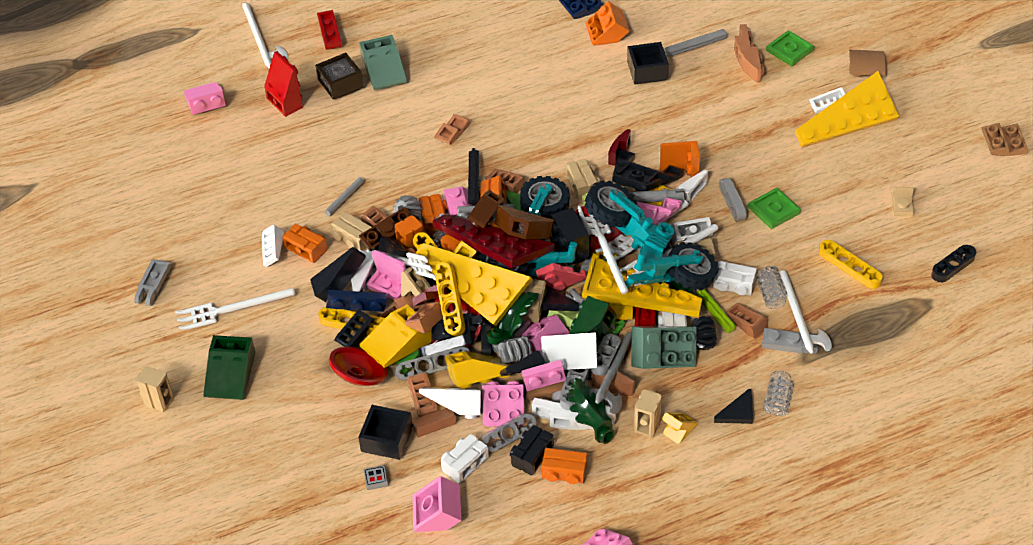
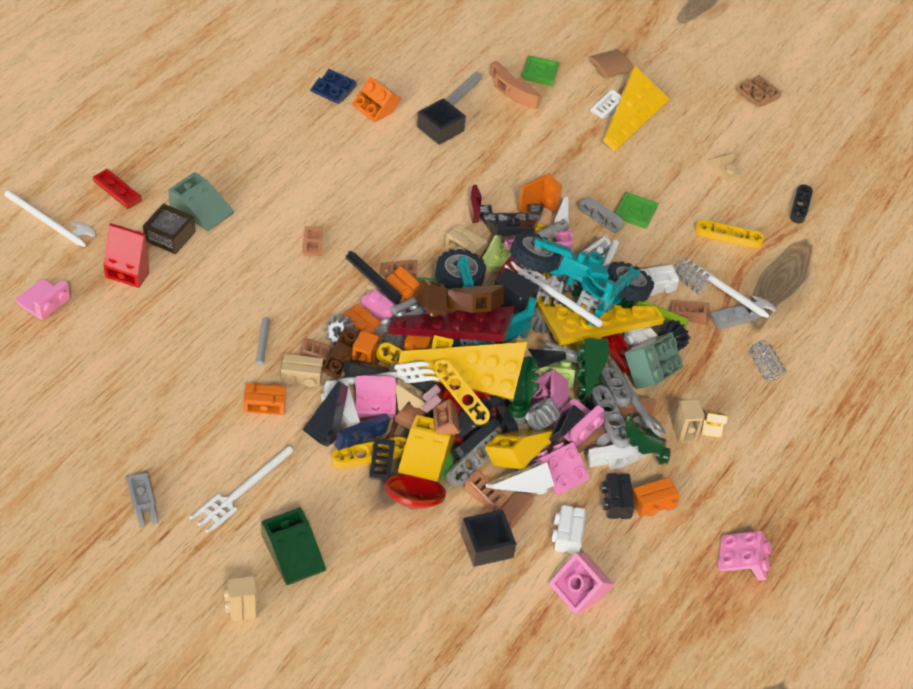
camera: 40 degrees left, 0 degrees up
(271, 244) = (227, 405): white slope -> none
(375, 477) = (505, 583): light grey tile -> none
(518, 420) = (592, 479): light grey beam -> none
(560, 276) = (526, 333): coral wing -> none
(573, 350) = (599, 390): white sticker -> none
(737, 411) = (745, 389): black tile -> none

